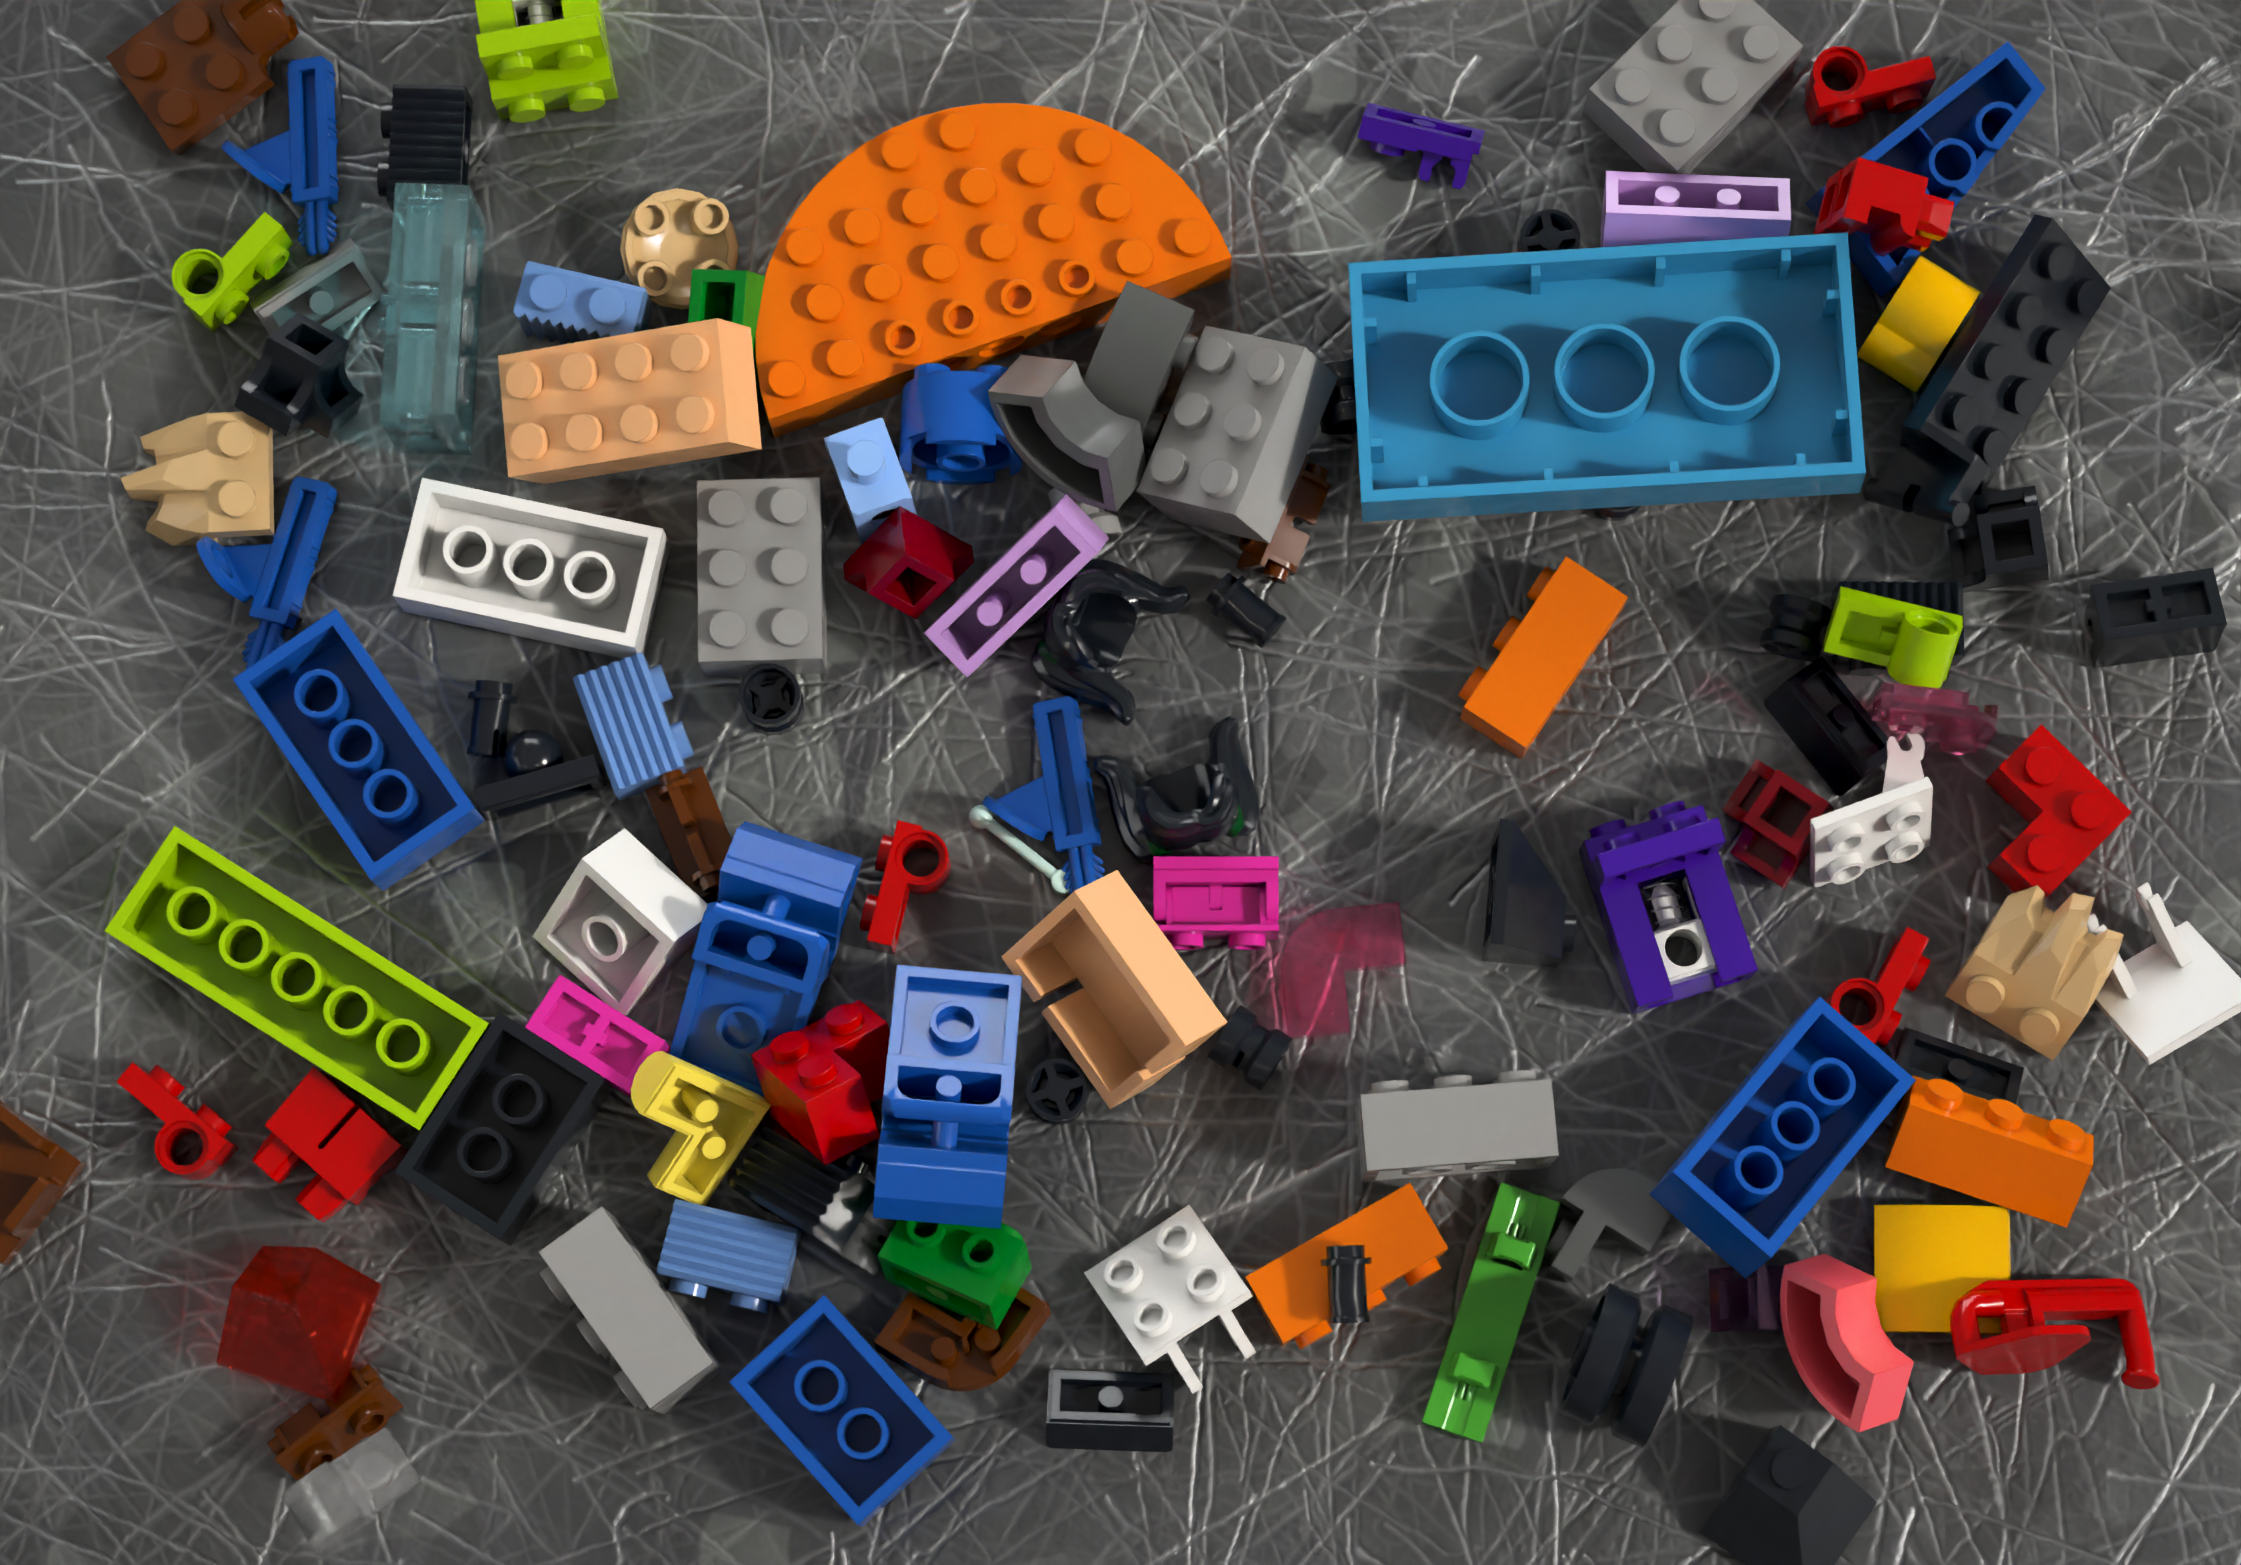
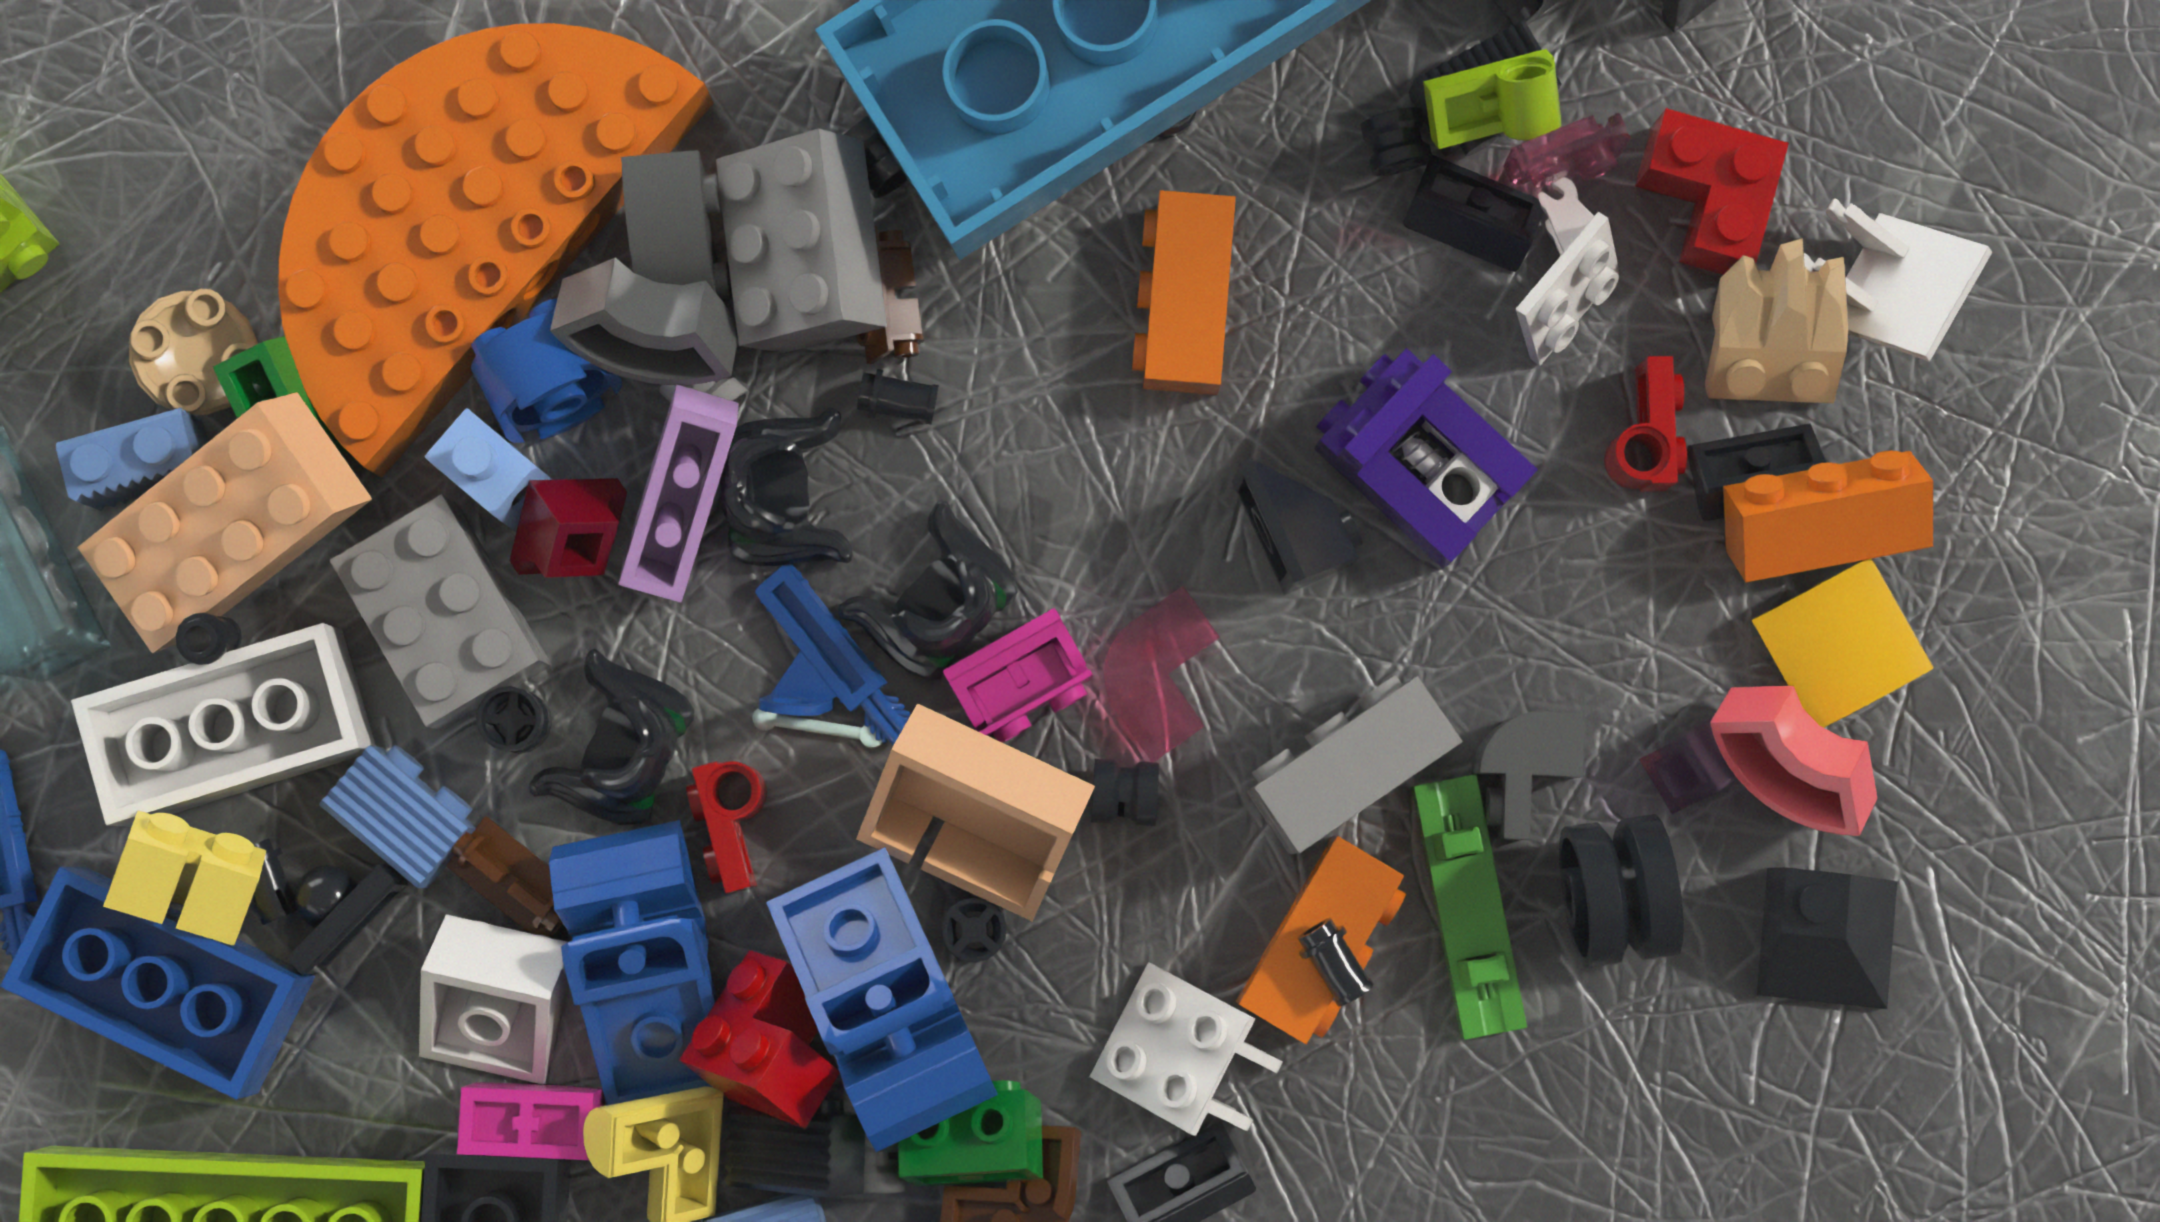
camera: 35 degrees left, 5 degrees up
(440, 671) = (190, 867): none -> light yellow piece
(552, 478) = (194, 642): none -> black pin
(852, 776) = (628, 747): none -> black hair
(1774, 820) = (1478, 324): dark red brick -> none
(1782, 1137) = (1646, 609): blue brick -> none
(2032, 1345) = (1936, 640): red piece -> none

